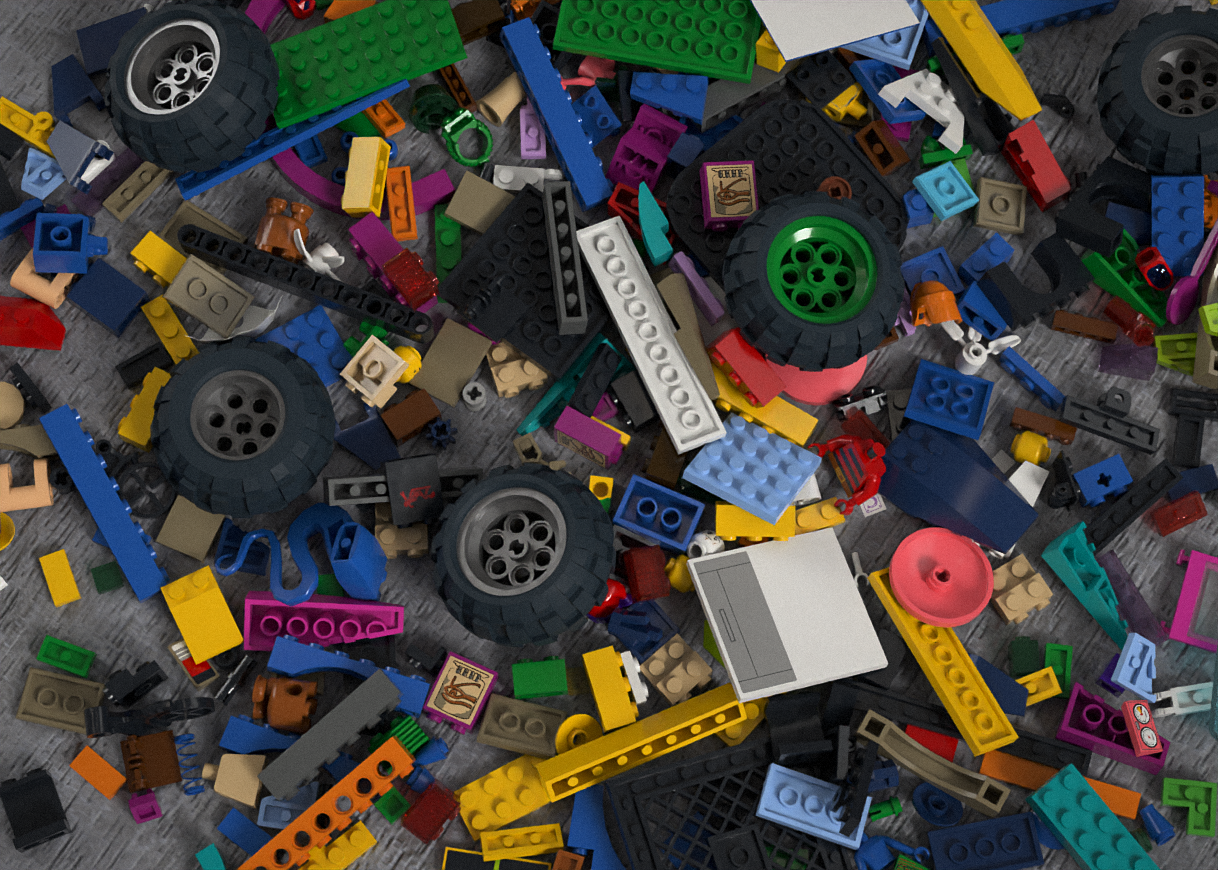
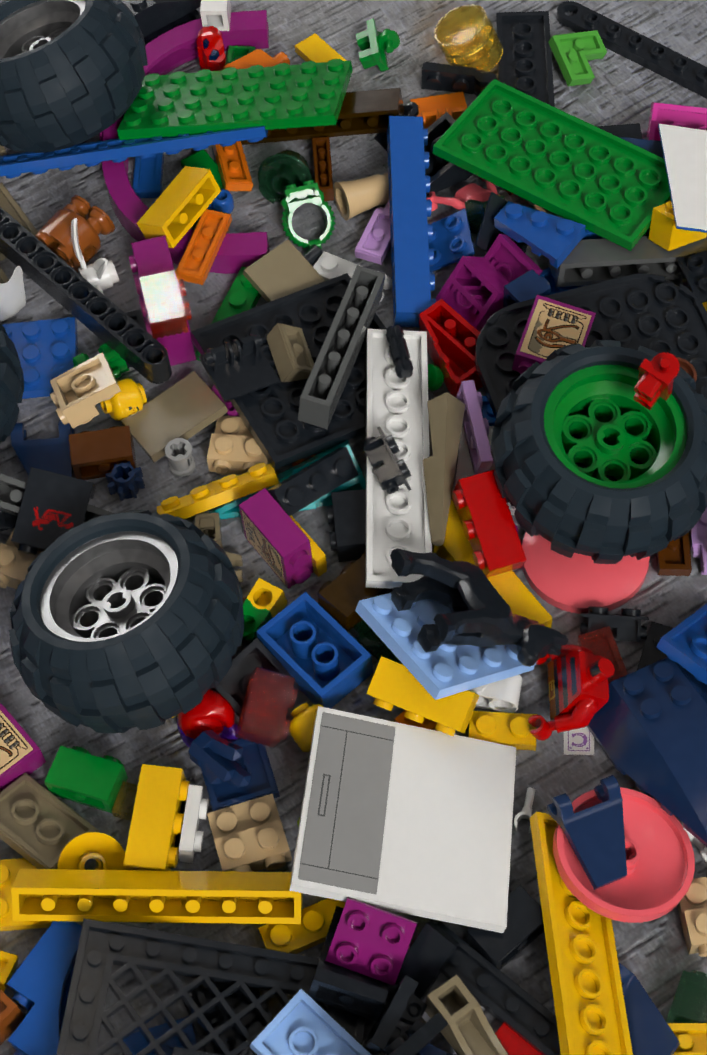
camera: 30 degrees right, 15 degrees down
(520, 417) = (220, 492): none -> yellow hinge
(524, 277) = (290, 352): none -> dark tan slope
(605, 409) = (314, 520): magenta tile -> none
(610, 244) = (399, 351): none -> black axle
(653, 227) = (454, 347): teal slope -> none
(657, 354) = (393, 472): none -> black hinge
(704, 544) = (352, 700): white head -> none
(768, 440) = (477, 610): none -> black animal
(803, 711) = (371, 941): none -> magenta hinge
(843, 227) = (656, 379): none -> red hips
(920, 572) = (596, 832): none -> dark blue flag

